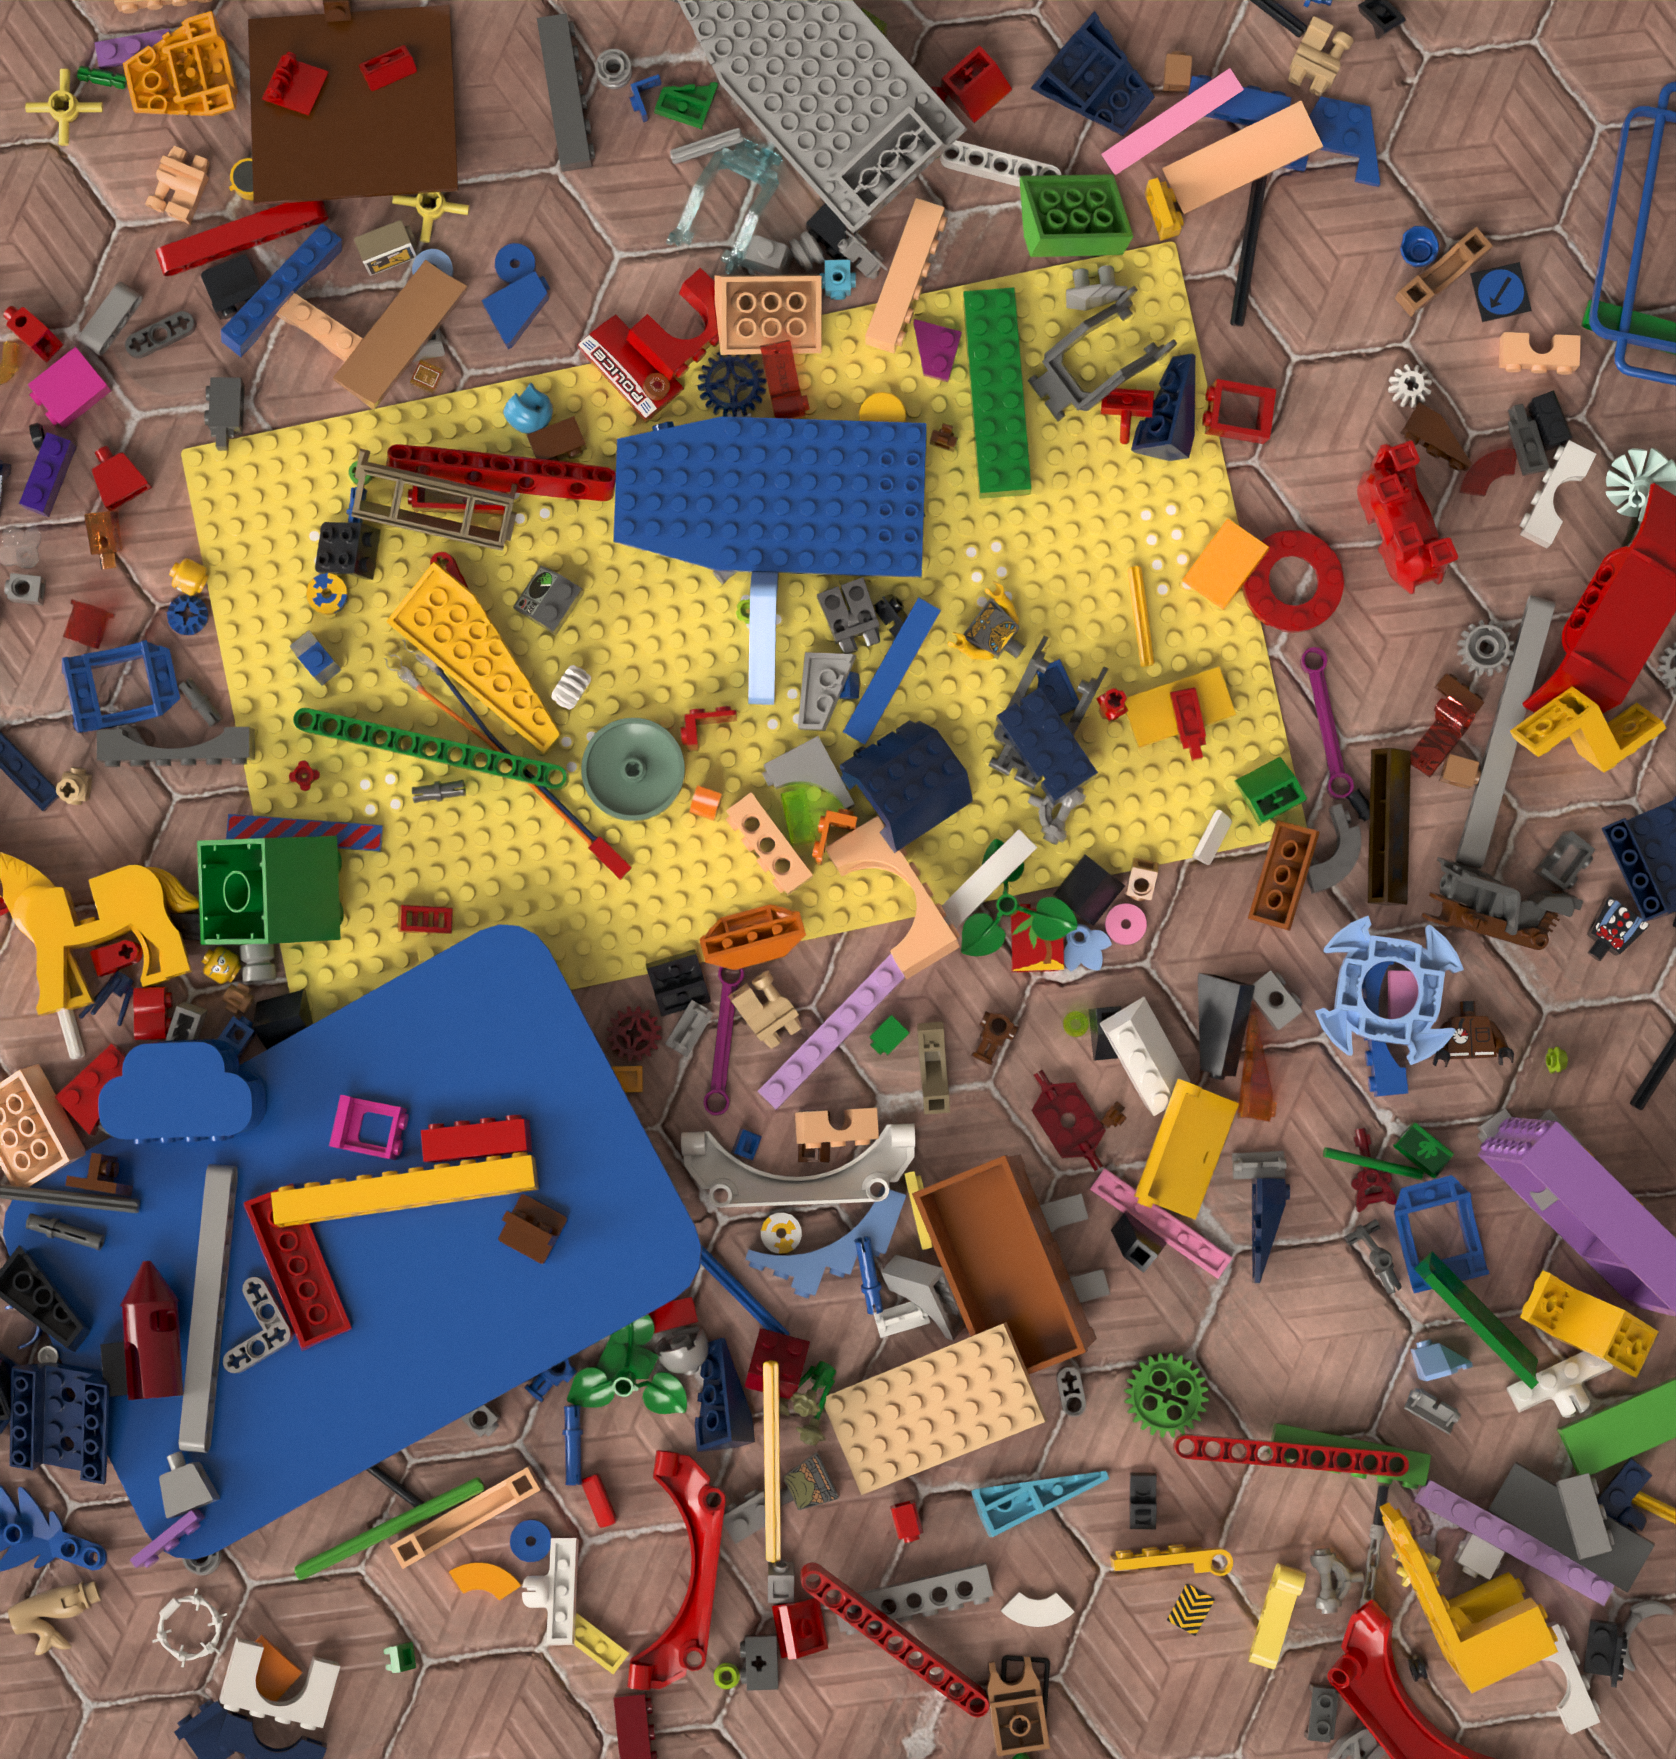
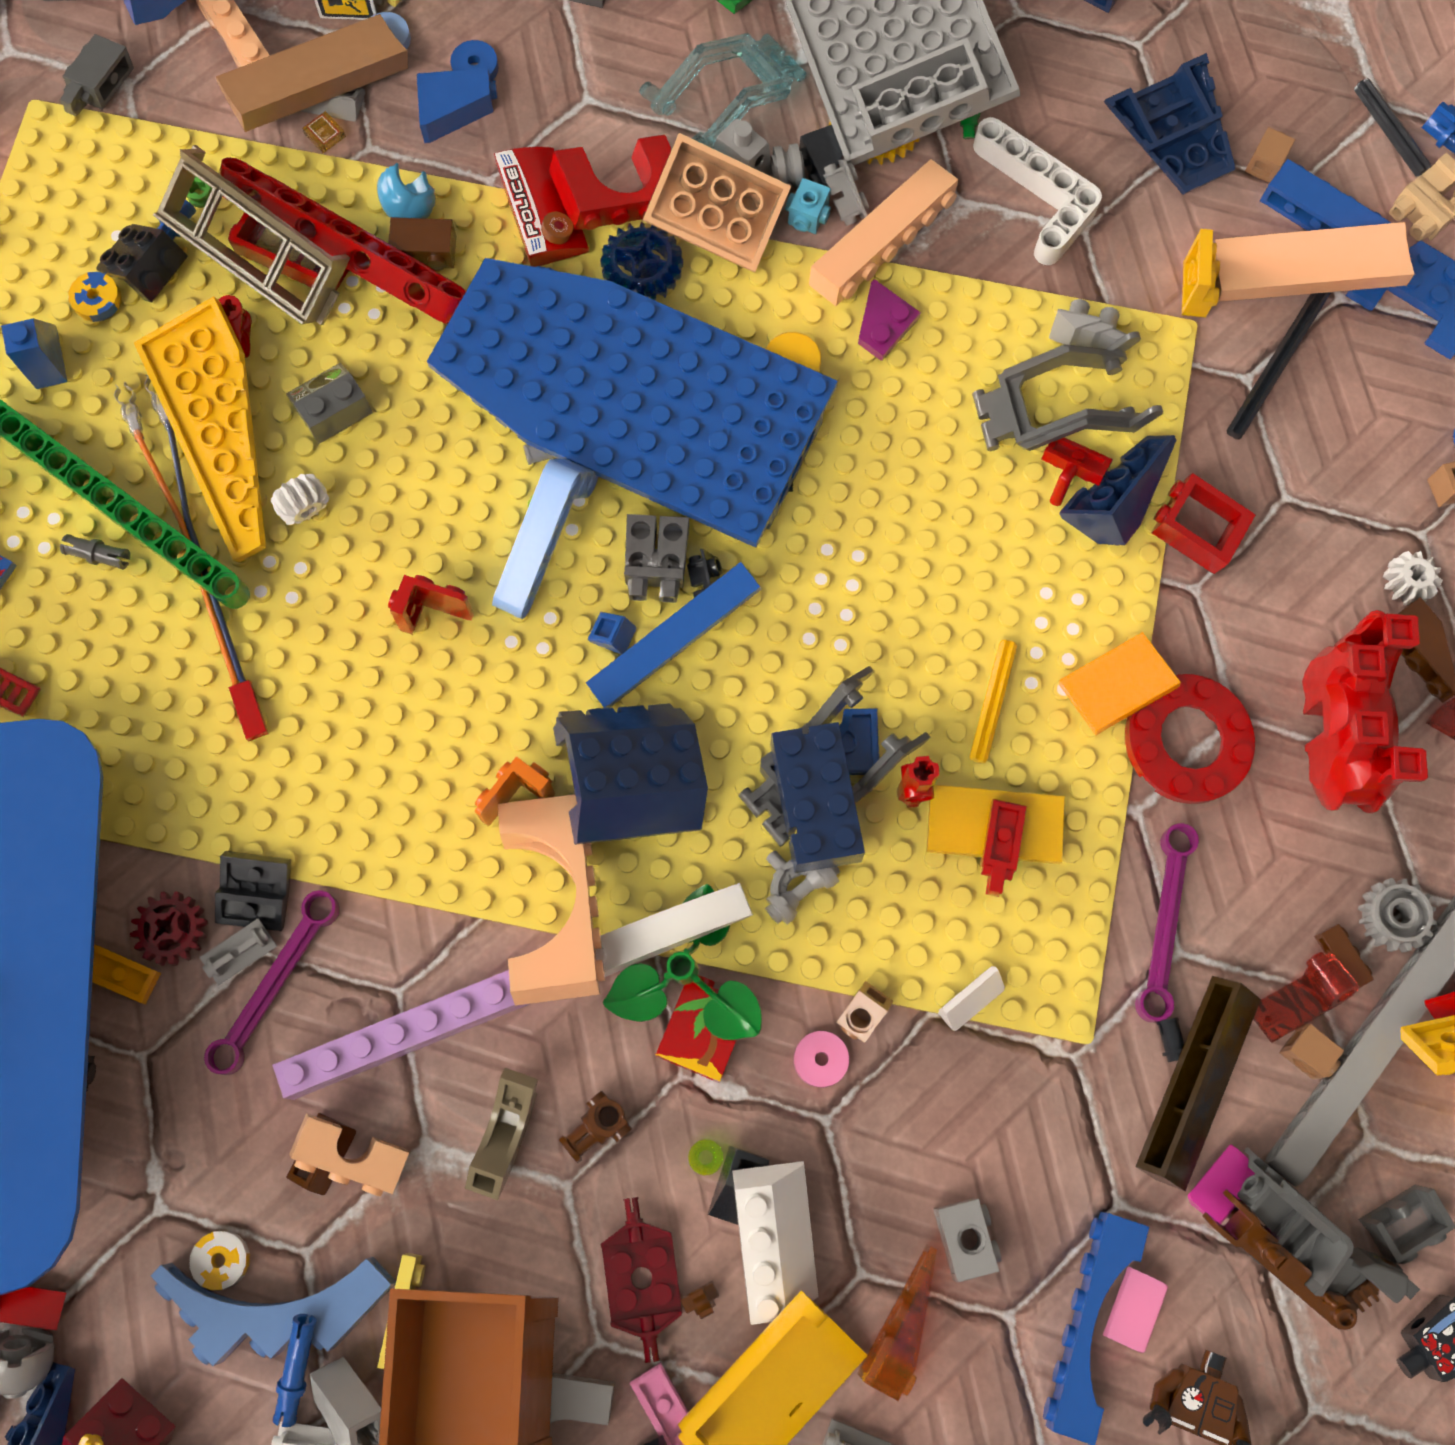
camera: 20 degrees right, 10 degrees down
(633, 769) = (321, 619): sand green dish -> none
(705, 803) = (387, 694): orange brick -> none
(706, 146) = (727, 28): light grey axle -> none
(740, 1293) = (129, 1316): blue axle -> none
(746, 1144) = (234, 1126): blue slope -> none
(747, 1186) = (211, 1187): white panel -> none
(751, 808) = (454, 821): light nougat brick -> none
(752, 937) = (359, 873): orange wedge -> none
(771, 1015) = (333, 979): tan hips -> none
(783, 381) = (700, 275): clear red door -> none
(798, 817) = (484, 754): clear neon green brick -> none
(809, 766) = (524, 701): light grey arch -> none
(821, 687) = (584, 622): light grey wing -> none
(888, 1036) = (468, 1068): green brick -> none
(944, 438) = (850, 412): reddish brown plate -> none
(976, 84) = (1047, 78): red slope -> none
(991, 629) = (810, 641): torso -> none
(996, 393) = (930, 390): green brick -> none
(1073, 216) = (1097, 243): bright green slope -> none
(1087, 951) = (761, 1071): light blue plate -> none
(1089, 890) = (794, 997): black slope -> none
(1172, 121) = (1248, 194): bright pink tile -> none
(1222, 1022) = (889, 1240): black slope -> none
(1270, 790) = (1068, 973): green slope -> none
(1283, 875) = (1043, 1085): dark orange slope -> none
(1331, 872) = (1128, 1095): flat silver arch -> none
(1350, 1010) = (1063, 1307): light blue piece -> none
(1428, 882) = (1226, 1173): none -> dark pink slope

